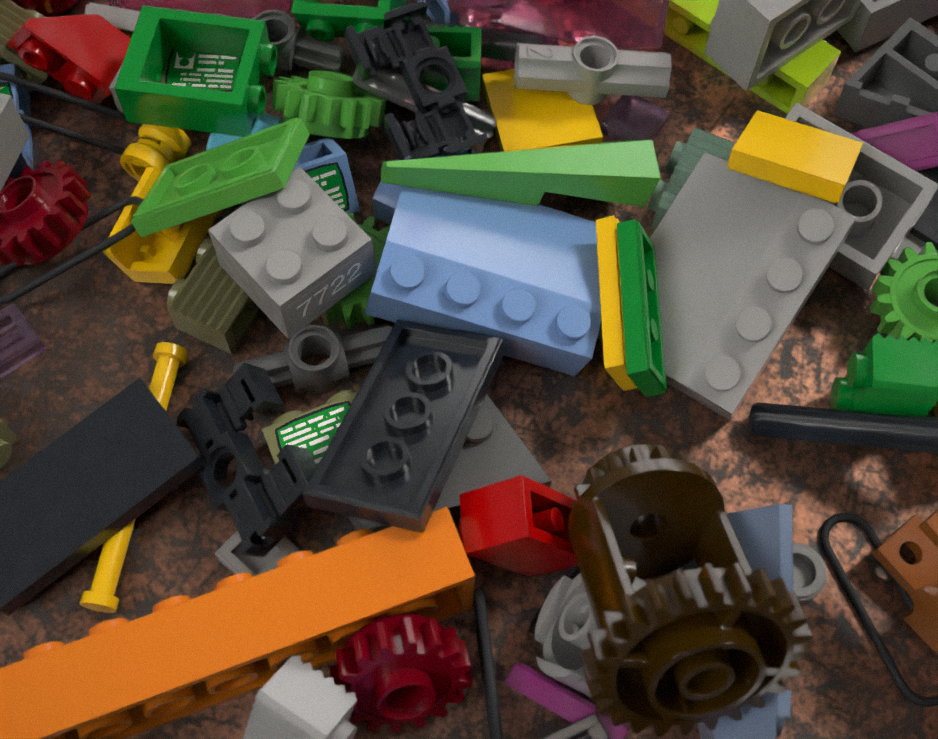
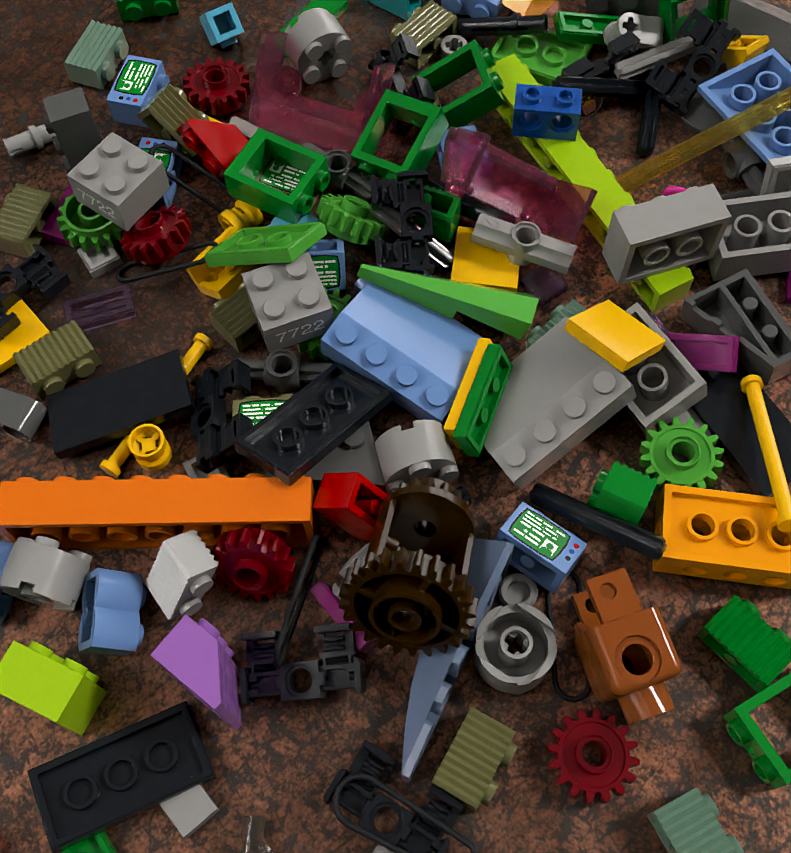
camera: 25 degrees right, 0 degrees up
(148, 534) = (149, 439): none -> yellow wheel
(577, 423) = (415, 453): none -> light grey brick
(825, 493) = (541, 547): none -> brick
(869, 645) = (505, 627): none -> light grey brick

